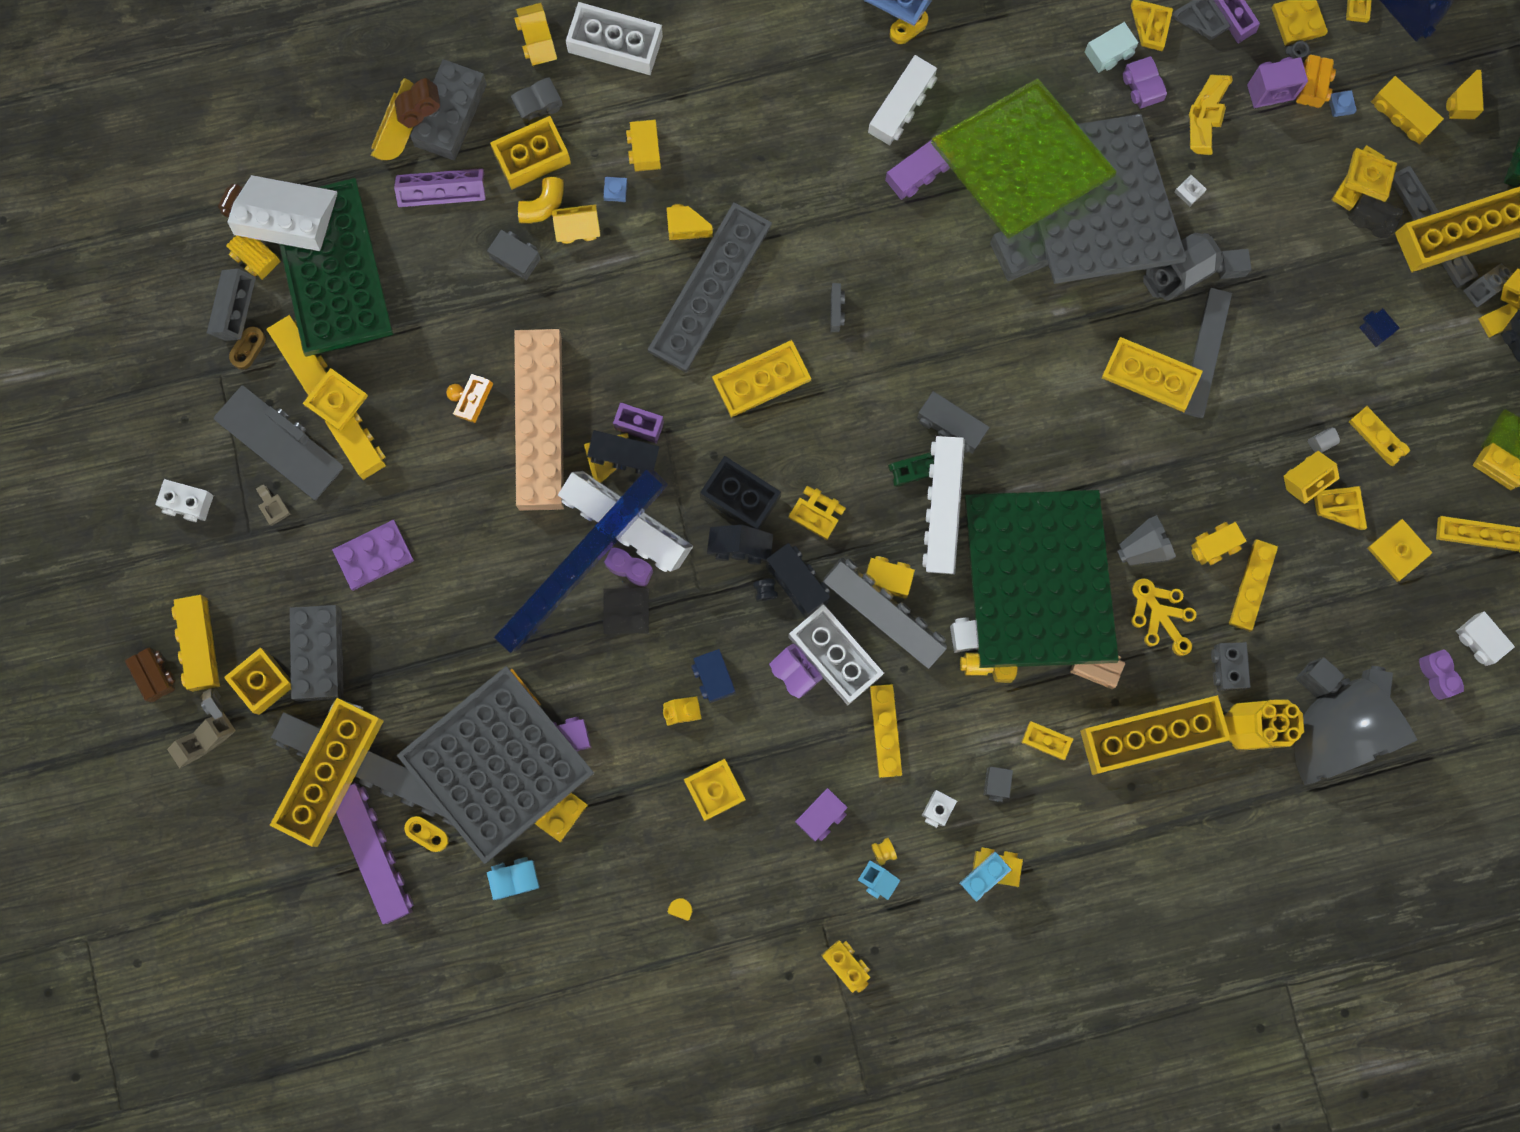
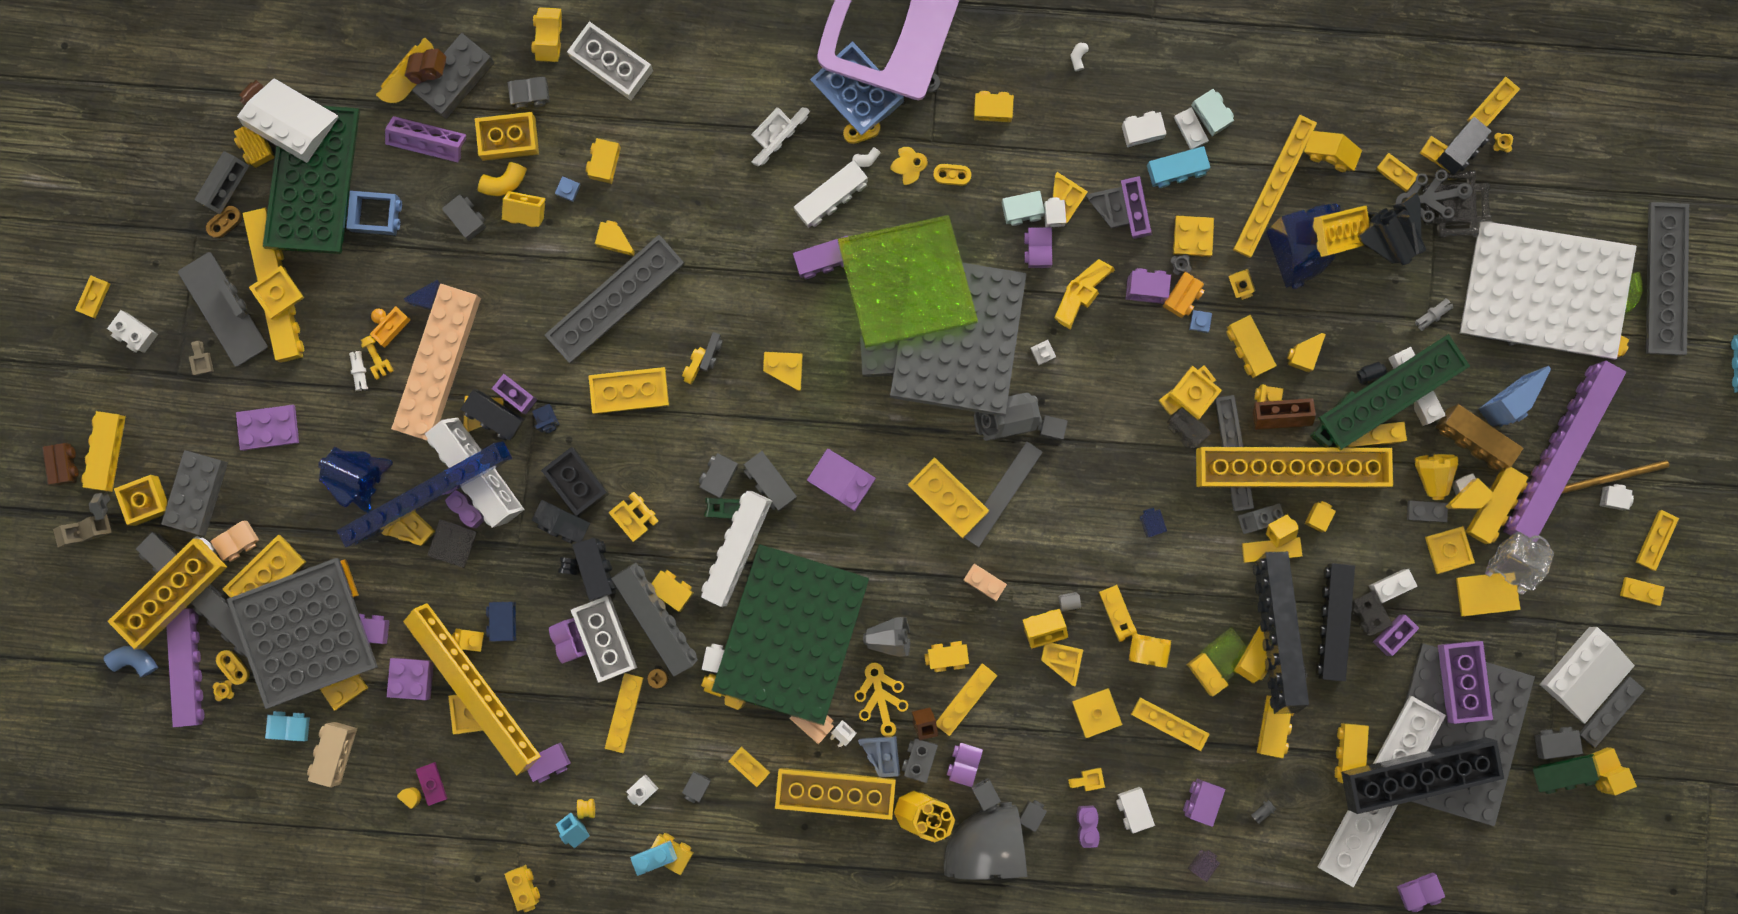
camera: 25 degrees right, 5 degrees up
(126, 477) = (92, 296): none -> yellow plate
(307, 862) = (127, 655): none -> medium blue cylinder
(381, 691) = (234, 541): none -> light nougat brick
(417, 300) = (354, 213): none -> medium blue window
(418, 862) = (219, 695): none -> yellow plate
(430, 703) = (271, 564): none -> yellow plate
(454, 423) = (379, 365): none -> yellow hinge
(454, 458) = (358, 371): none -> white pin
(490, 570) = (352, 476): none -> clear blue brick
(501, 354) = (425, 296): none -> clear blue slope
(574, 610) = (410, 529): none -> yellow wing
(575, 890) = (331, 754): none -> tan brick
(633, 775) = (410, 678): none -> medium lavender brick
(682, 440) = (545, 419): none -> dark blue bracket
(699, 886) = (431, 784): none -> magenta plate
(710, 760) = (471, 689): none -> yellow brick
(817, 54) = (774, 131): none -> white bracket
(822, 336) = (691, 372): none -> yellow plate
(894, 435) = (718, 475): none -> dark grey brick
(907, 683) = (657, 678): none -> pearl gold wheel
(921, 298) = (784, 367): none -> yellow wing
(928, 52) = (866, 160): none -> white arm
(971, 46) = (906, 165): none -> yellow plate
(1022, 40) = (952, 173): none -> yellow plate
(1029, 395) = (841, 479): none -> medium lavender slope
(1137, 667) = (843, 733): none -> white tile
(1150, 38) = (1055, 212): none -> white brick
(1188, 676) = (882, 754): none -> sand blue wing
(1222, 624) = (924, 723): none -> reddish brown brick
(1226, 450) = (984, 582): none -> light nougat brick
(1282, 654) = (965, 764): none -> medium lavender brick
(1372, 41) = (1238, 277): none -> yellow brick
(1421, 624) = (1090, 779): none -> yellow plate
(1433, 461) = (1149, 650): none -> yellow brick
(1445, 156) = (1267, 393): none -> yellow bracket
(1471, 166) = (1284, 413): none -> reddish brown brick

